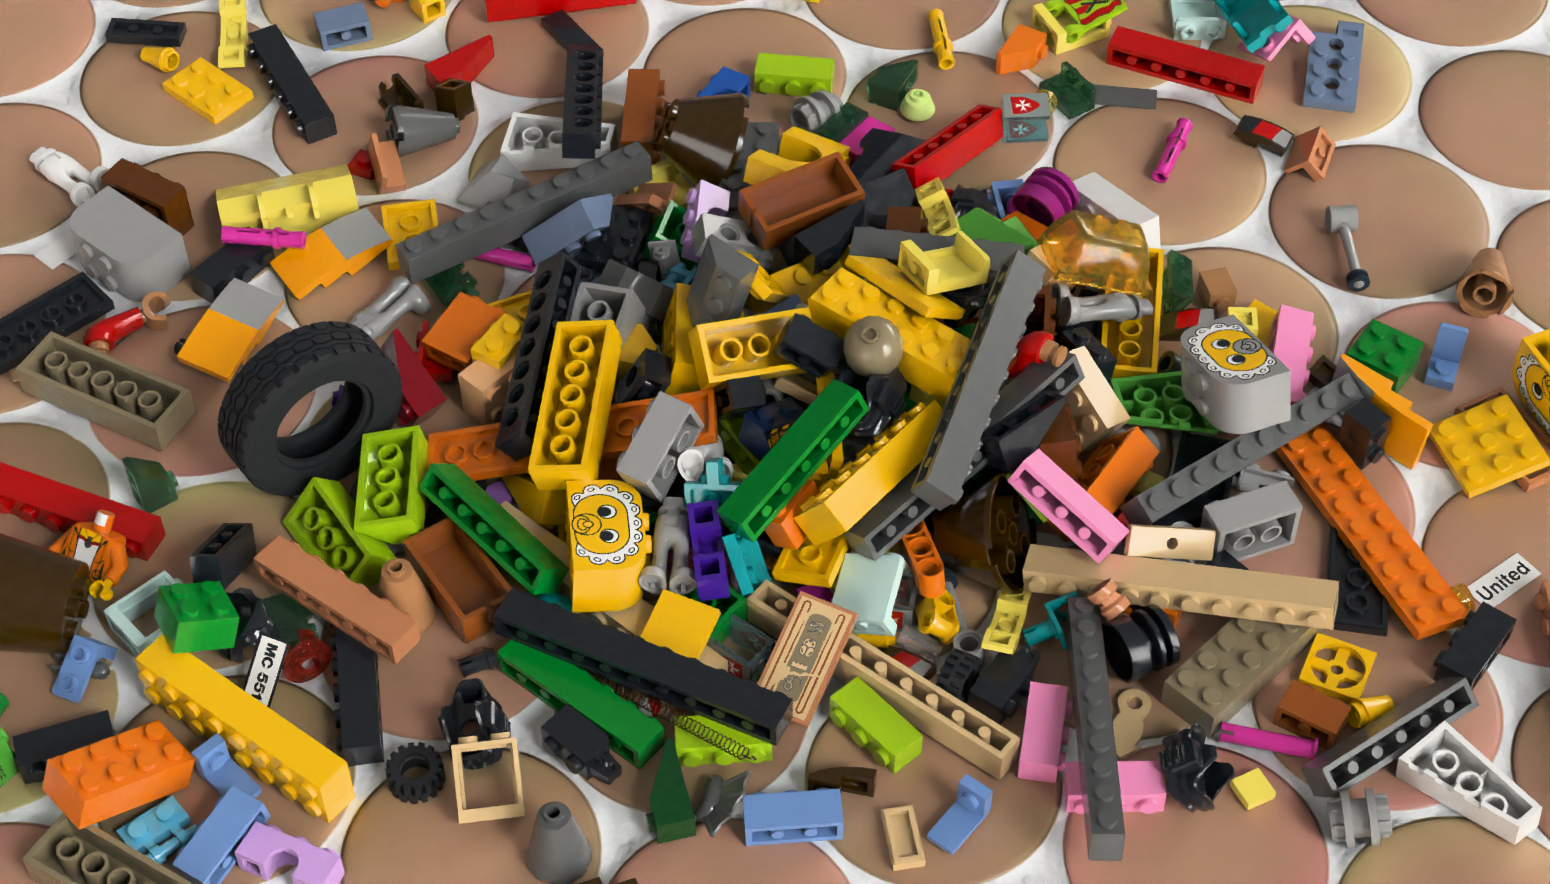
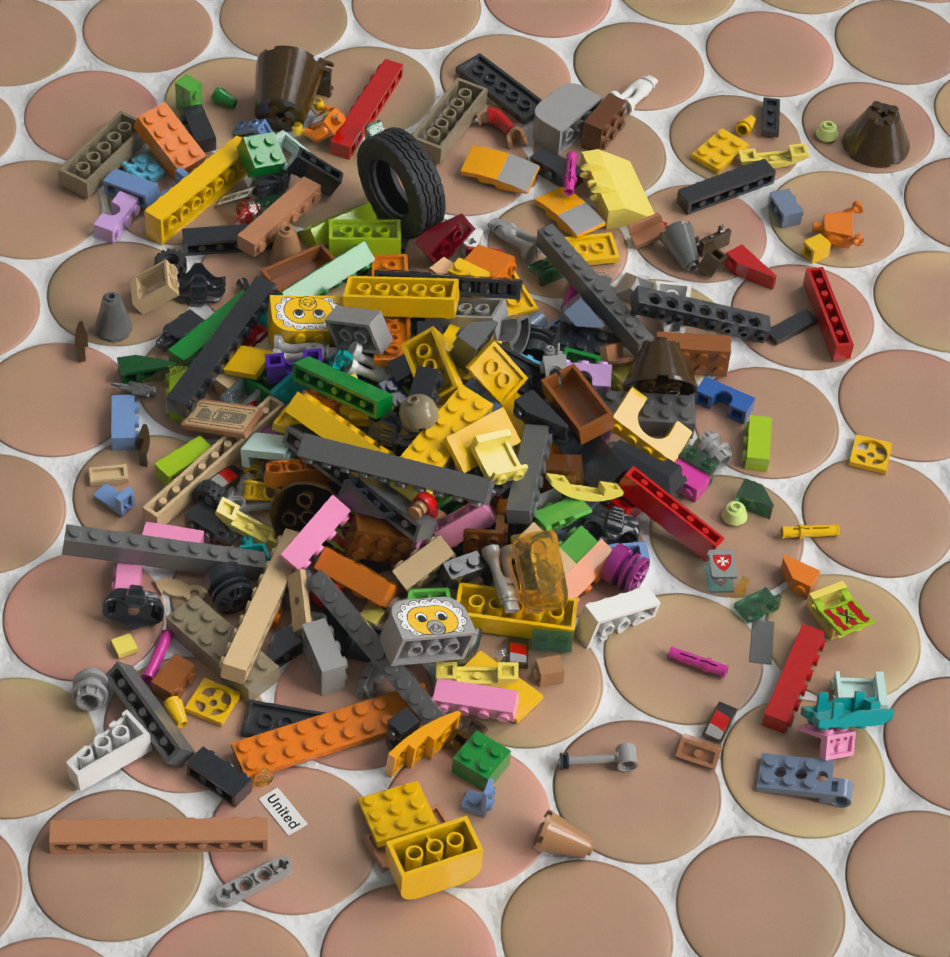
camera: 85 degrees right, 0 degrees up
(1108, 599) = (253, 564): nougat wheel -> none

